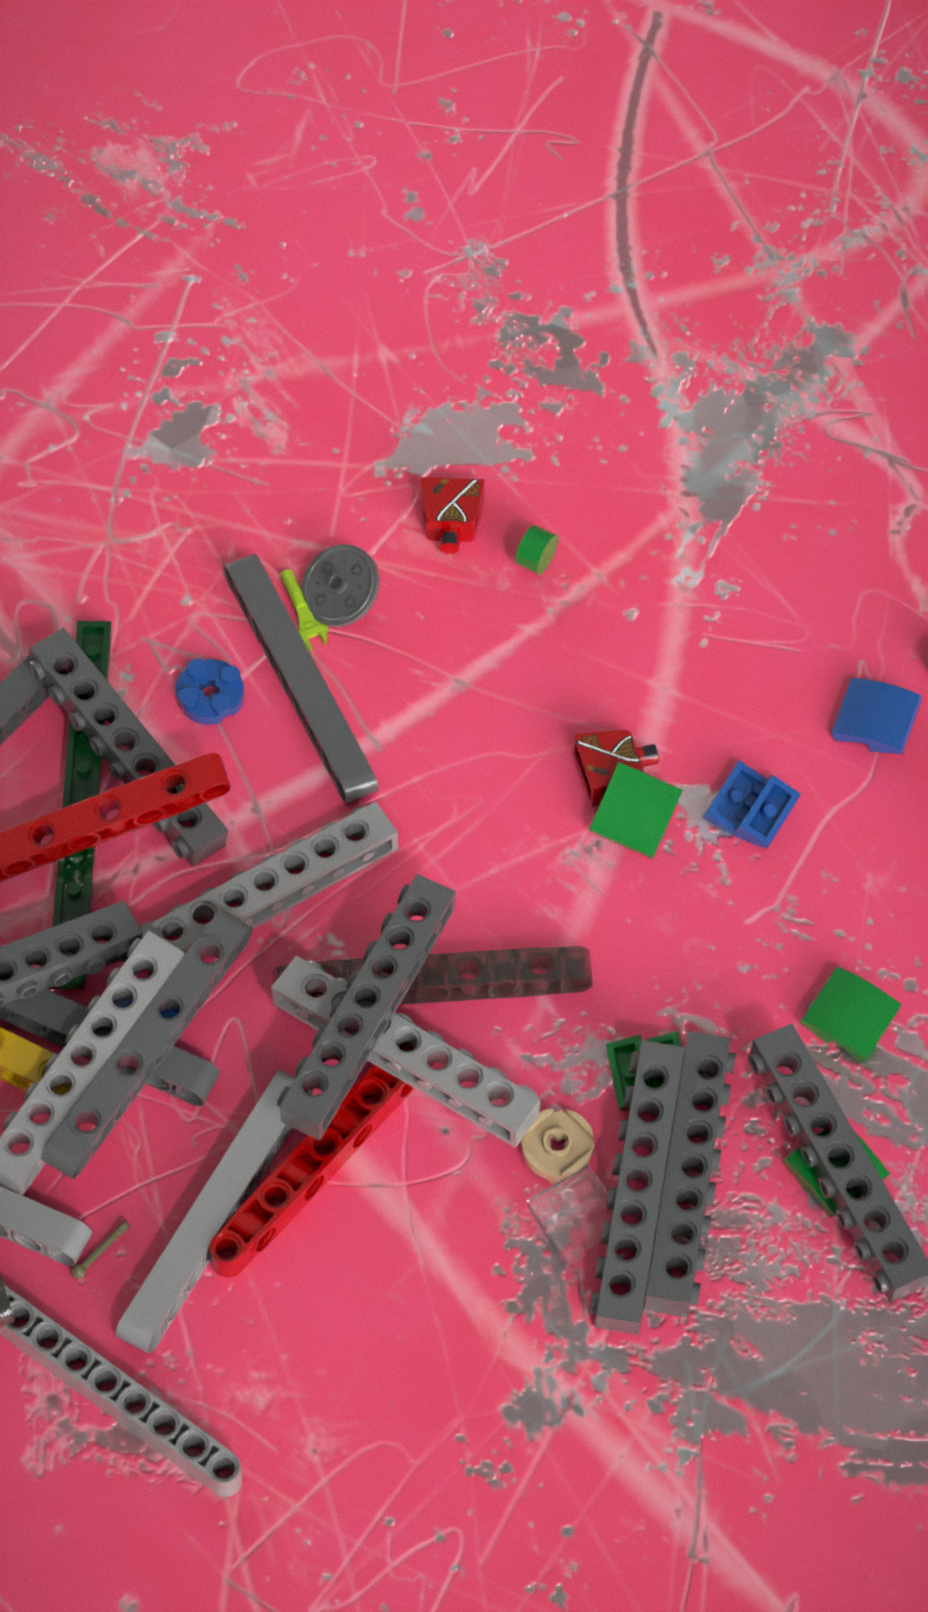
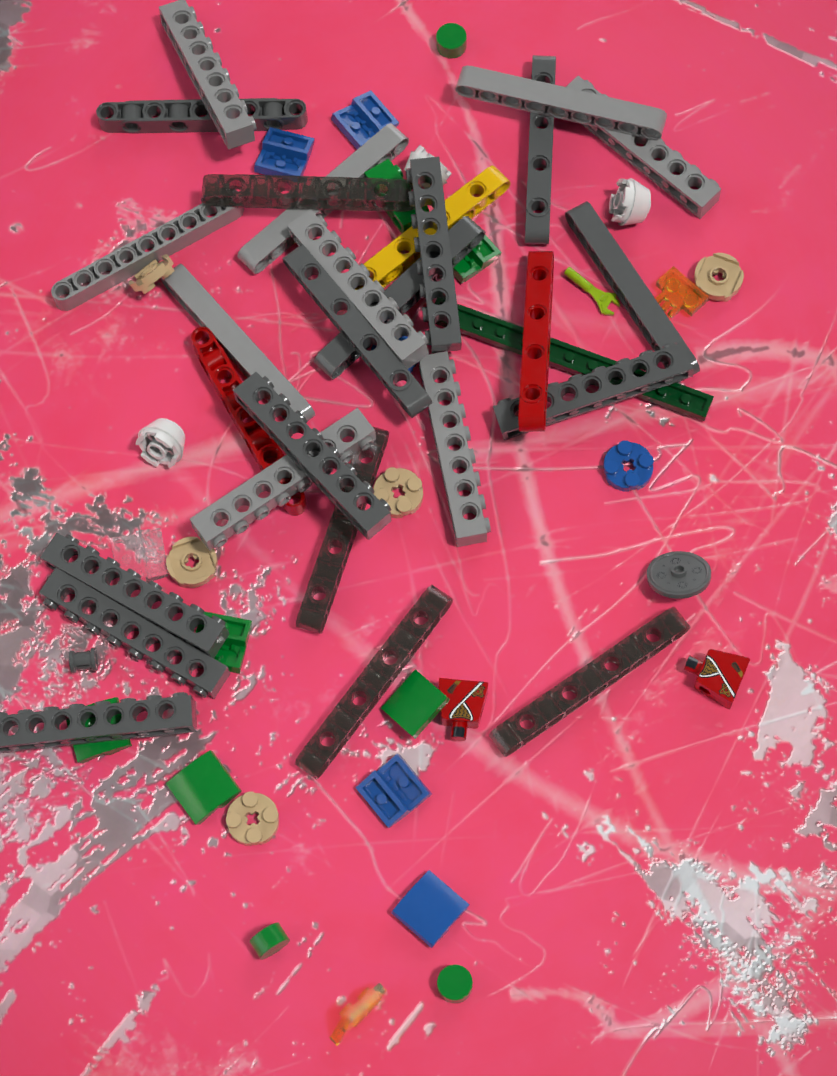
camera: 115 degrees right, 10 degrees up
(79, 1271) = (235, 261): olive hinge -> none
(162, 1343) = (151, 273): none -> tan plate
(300, 678) = (615, 525): dark grey beam -> none
(307, 624) = (658, 548): lime piece -> none
(343, 921) = (410, 485): none -> tan plate
(404, 1238) = (161, 442): none -> white cone
(519, 639) = (589, 681): none -> clear smoke beam
(536, 549) = (661, 721): green piece -> none
(625, 869) = (374, 682): none -> clear smoke beam
(753, 1221) = (83, 660): none -> dark grey bush
(862, 927) = (250, 804): none -> tan plate

